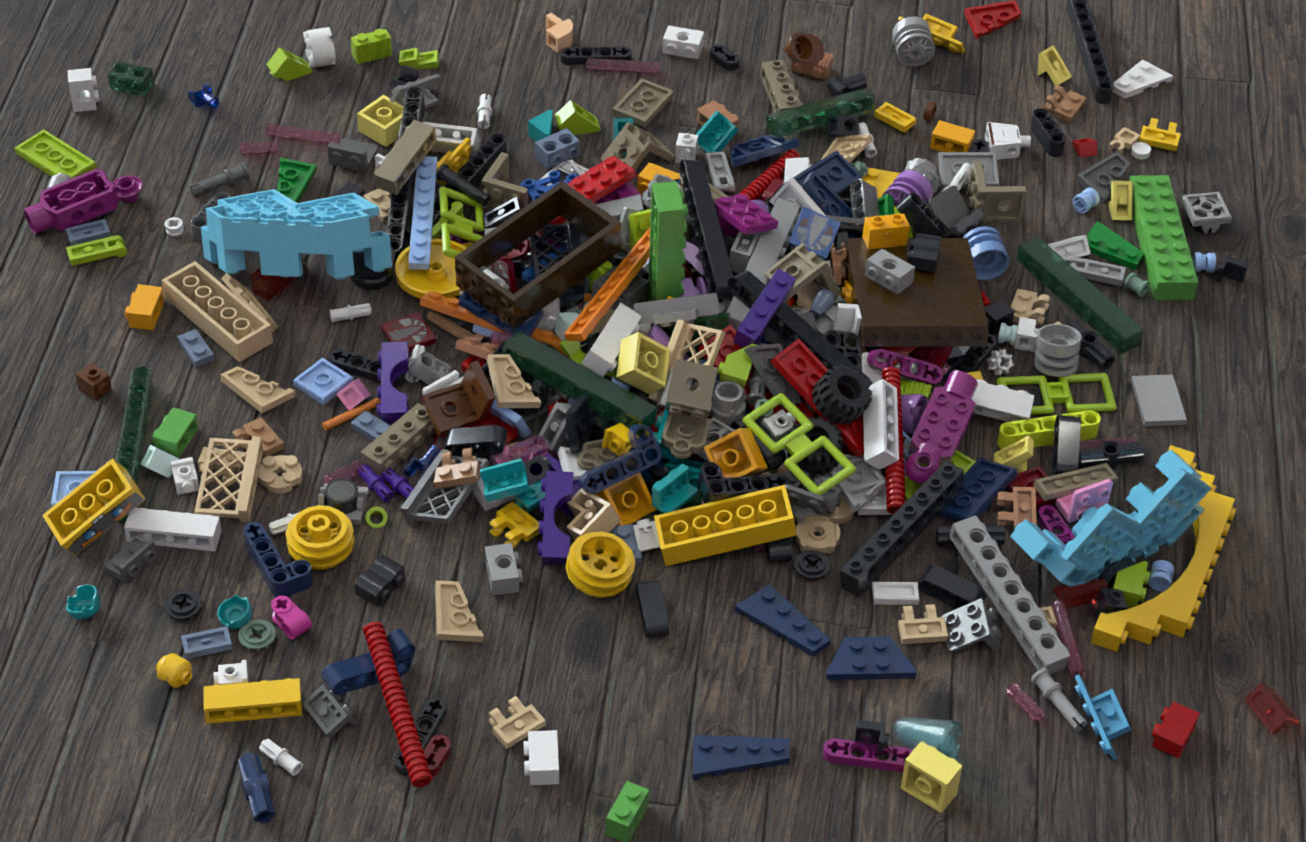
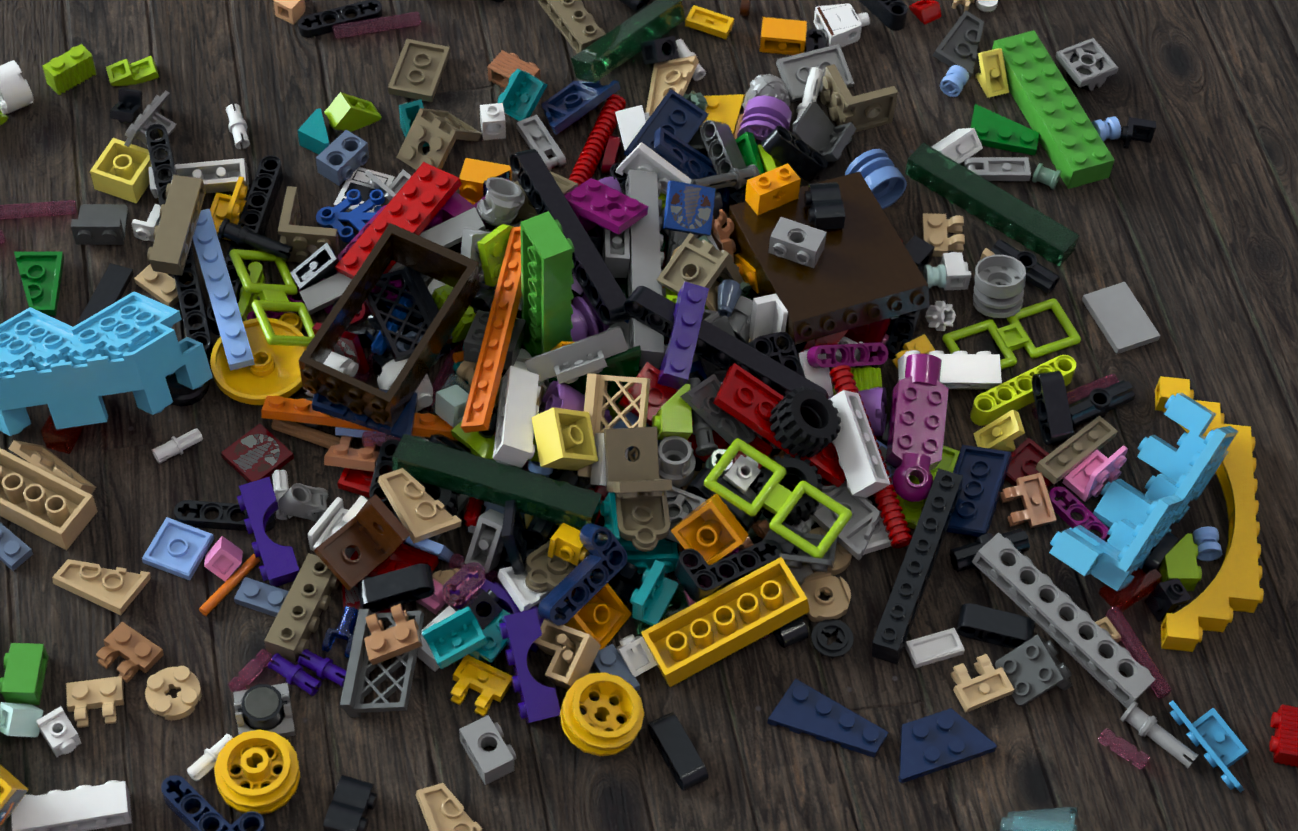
camera: 20 degrees left, 10 degrees up
(248, 476) = (141, 721): tan fence -> none
(376, 510) = (307, 710): lime piece -> none

